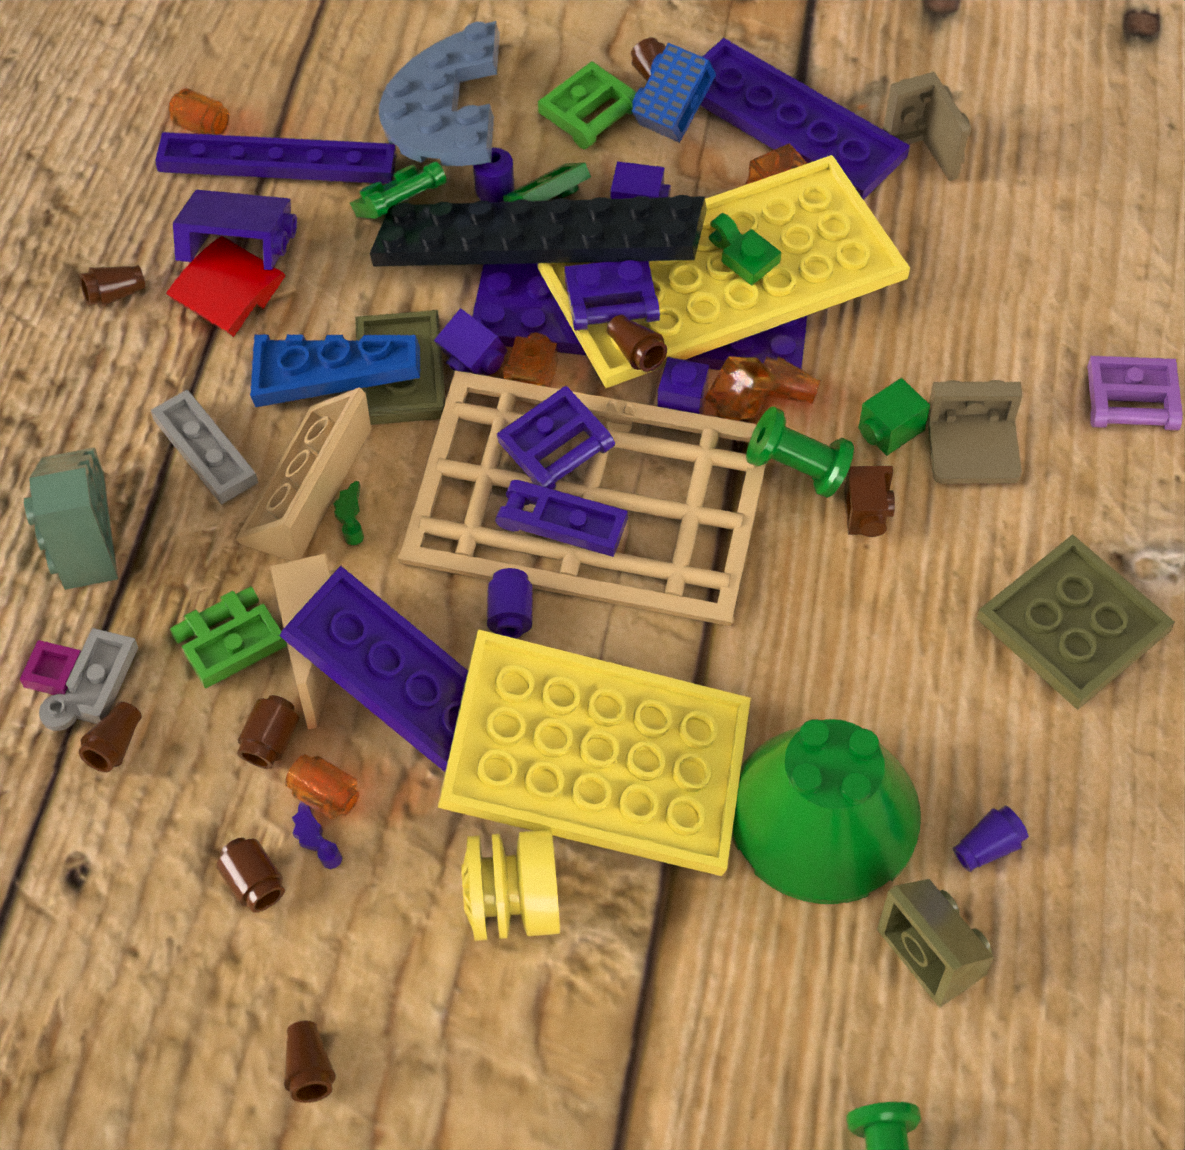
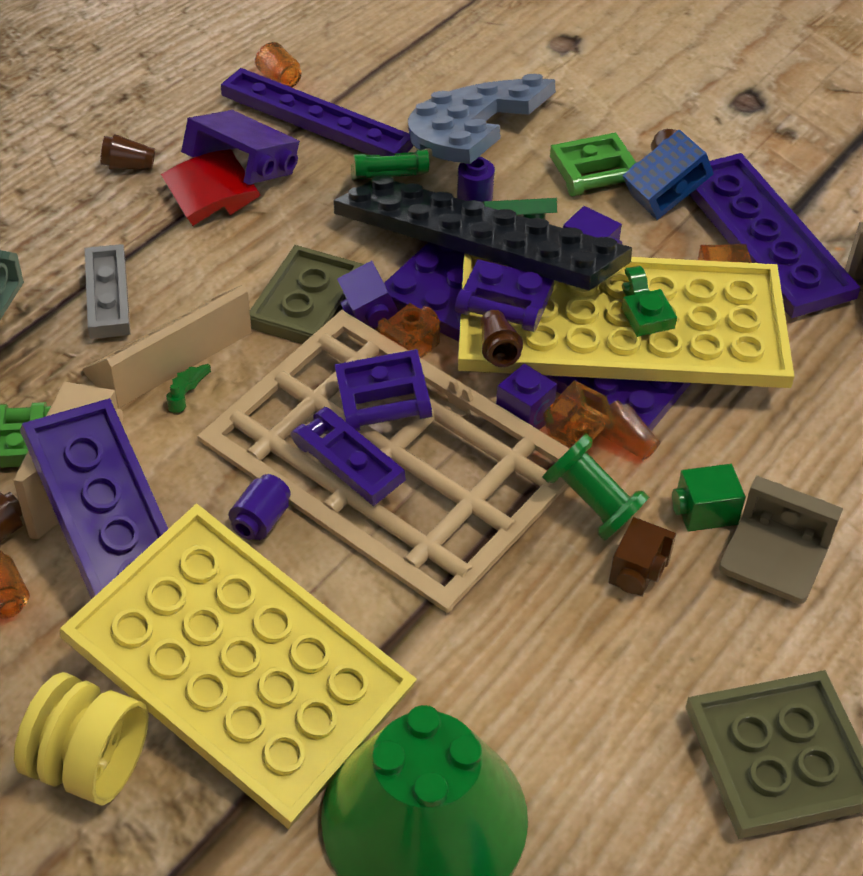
camera: 25 degrees right, 10 degrees down
(314, 368) = (229, 265): blue wing -> none

